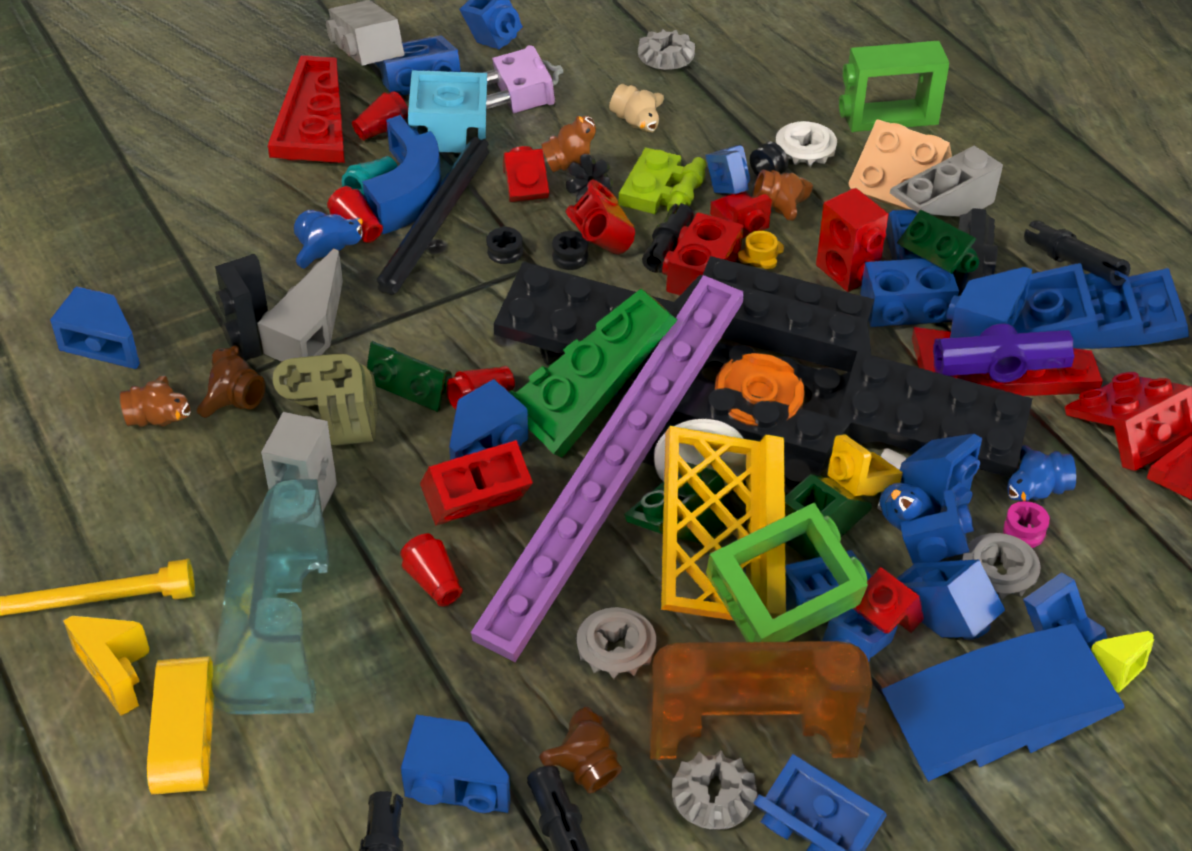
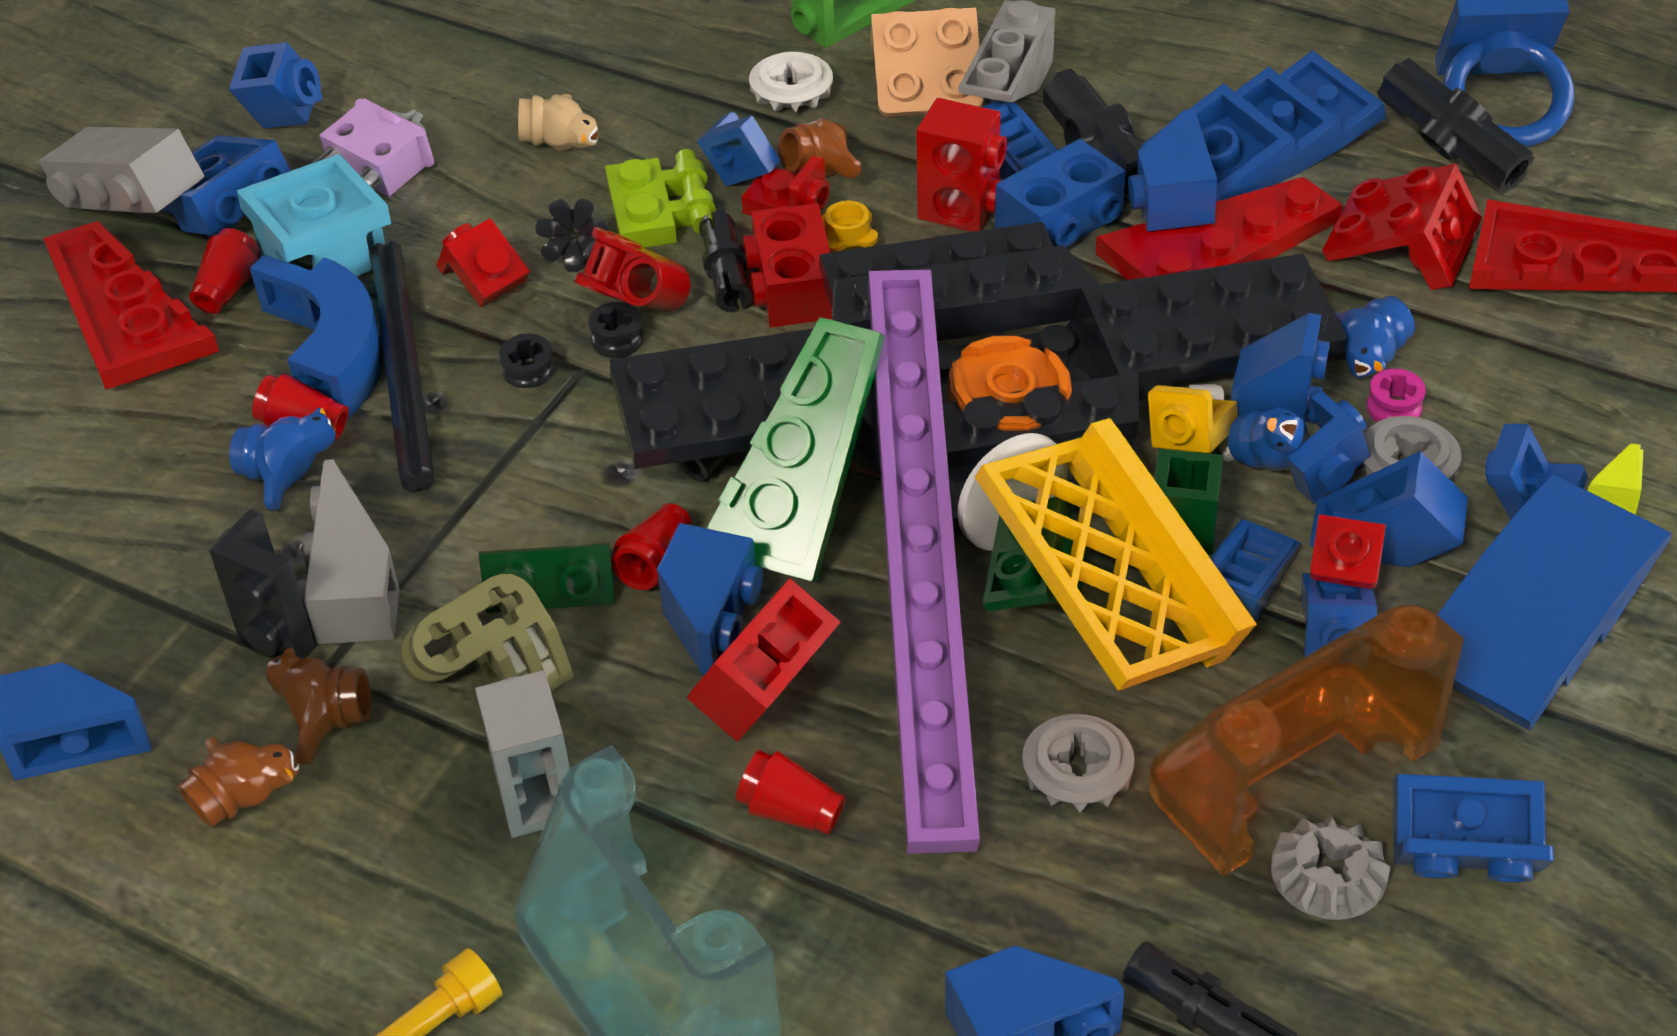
camera: 30 degrees left, 0 degrees up
(360, 172) = (272, 350): teal cone -> none
(570, 143) = (523, 196): dark orange animal -> none
(586, 752) = (1161, 902): reddish brown animal -> none
(676, 54) = (506, 47): light grey gear -> none
(745, 604) = (1217, 626): bright green window -> none
(768, 157) = (776, 106): black bush -> none
(940, 243) = (1066, 124): dark green hinge -> none
(1003, 353) = (1232, 217): dark purple piece -> none
(1064, 246) = (1183, 74): black pin -> none

